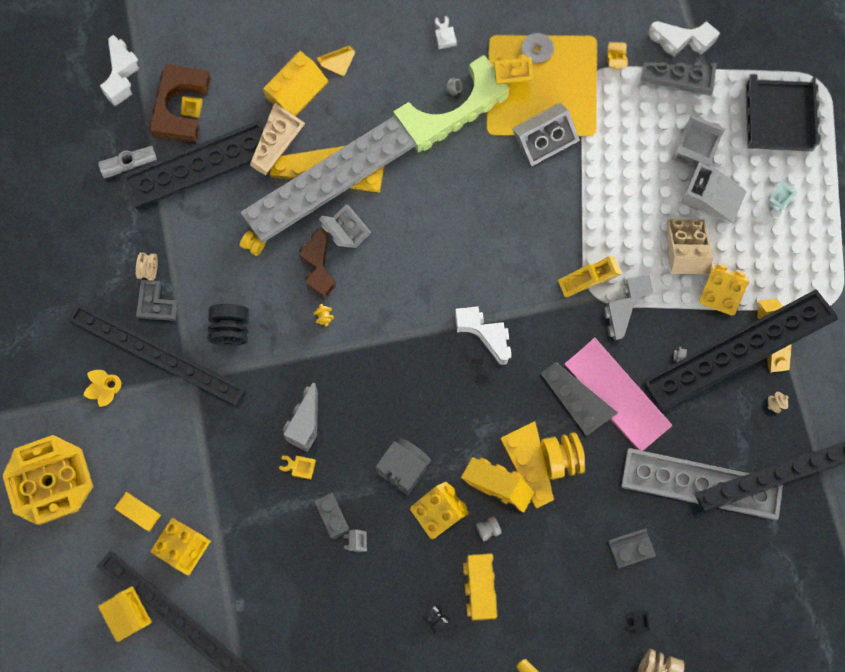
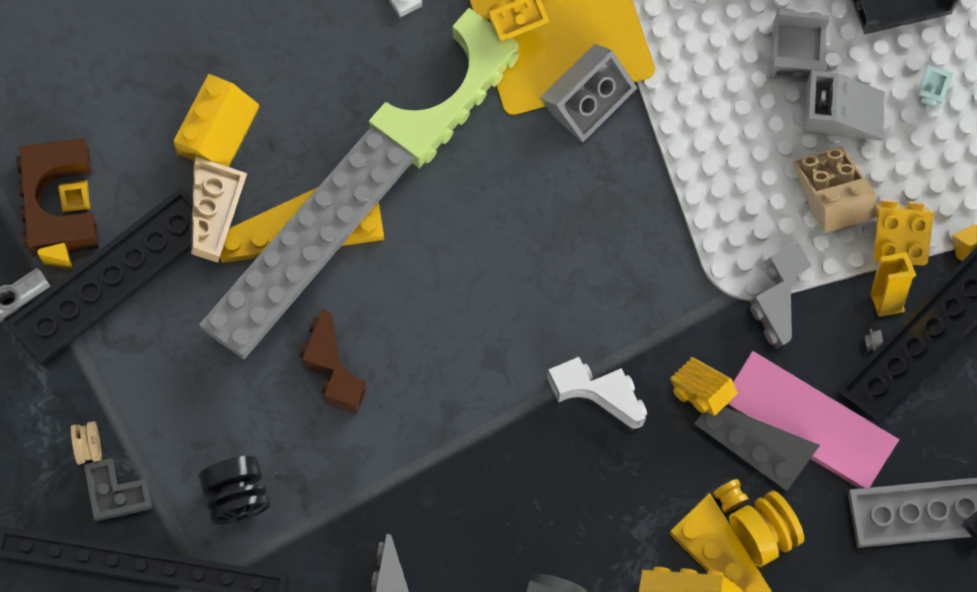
camera: 20 degrees left, 5 degrees down
(167, 141) = (56, 256): none -> yellow slope
(251, 242) = (228, 364): yellow wheel -> none
(323, 315) = (364, 435): yellow wheel -> none
(338, 60) = (264, 72): yellow slope -> none
(345, 228) = (356, 302): light grey bracket -> none
(454, 86) = (440, 63): light grey plate -> none
(548, 427) = (731, 495): none -> yellow wheel
(553, 351) = (703, 387): none -> yellow brick
(590, 276) = (716, 269): yellow slope -> none
(704, 321) = (892, 284): none -> yellow window

